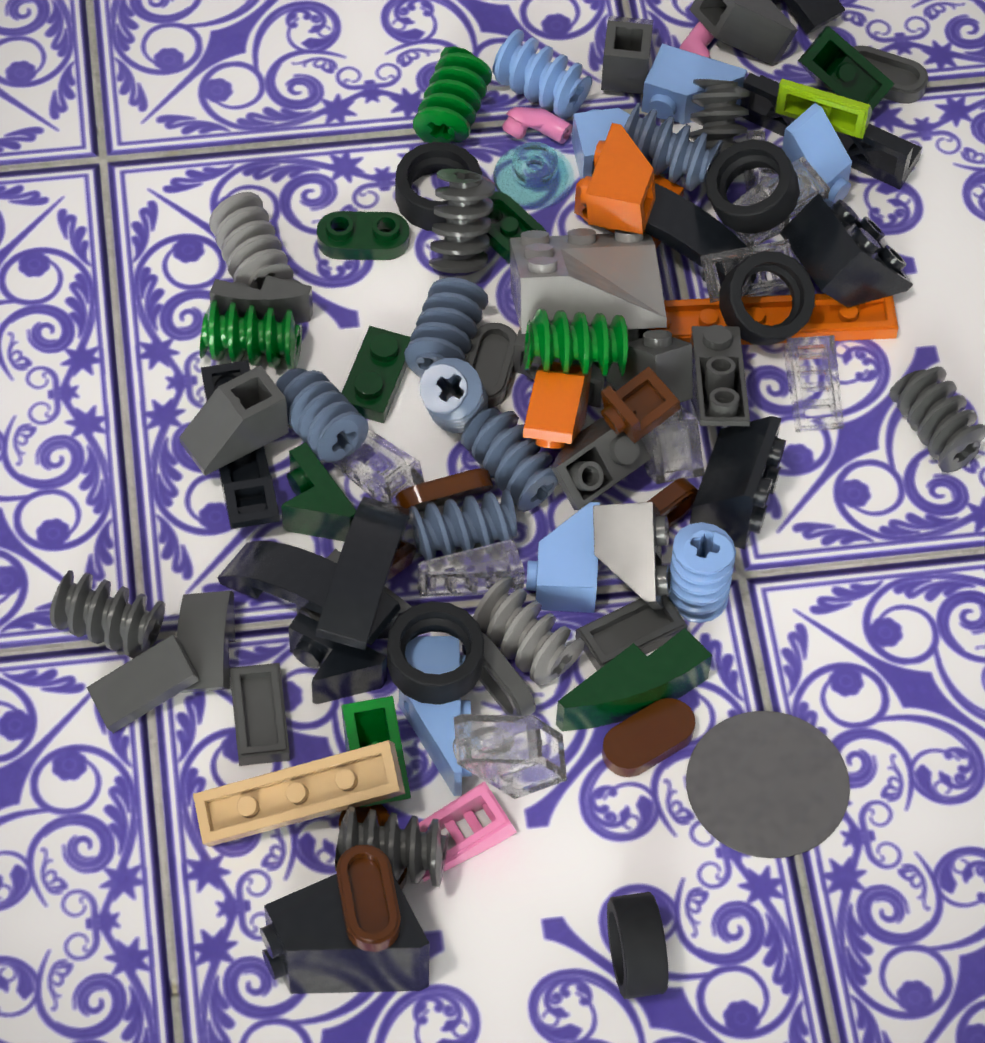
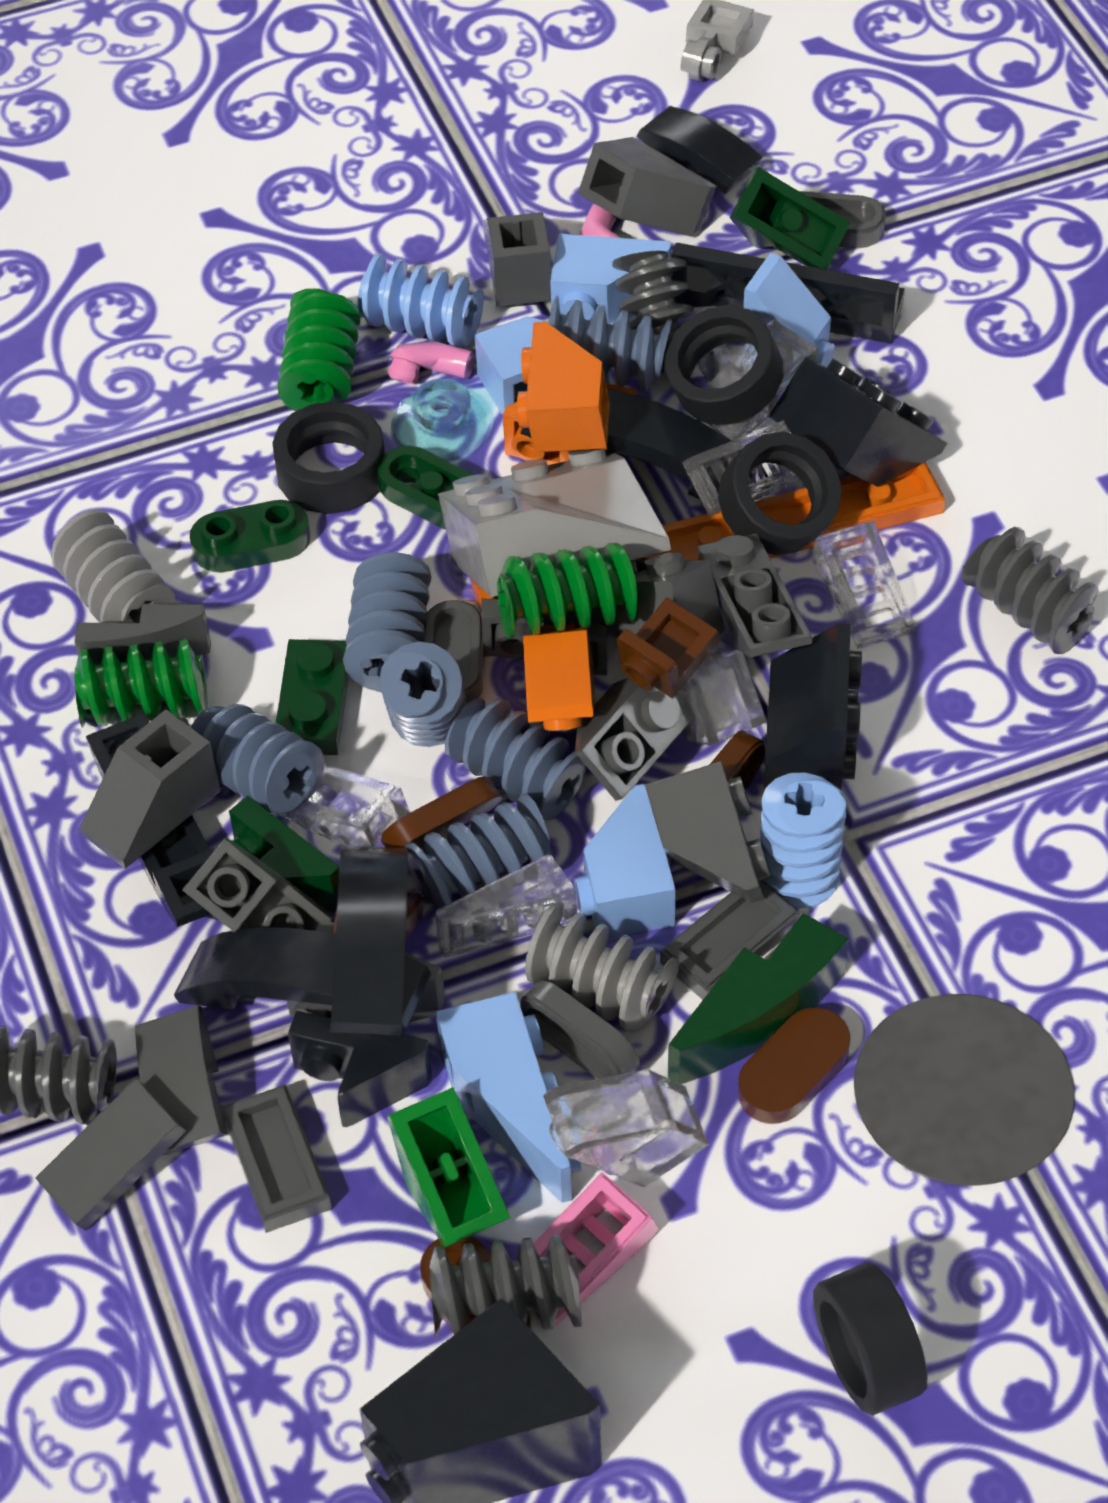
camera: 10 degrees left, 5 degrees down
(289, 519) = (250, 893): none -> dark grey slope
(298, 793) = (359, 1248): tan plate -> none
(368, 898) = (500, 1363): reddish brown tile -> none
(435, 618) = (488, 973): black tyre -> none
(465, 221) = (375, 486): dark grey piece -> none
(843, 113) = (810, 258): lime slope -> none

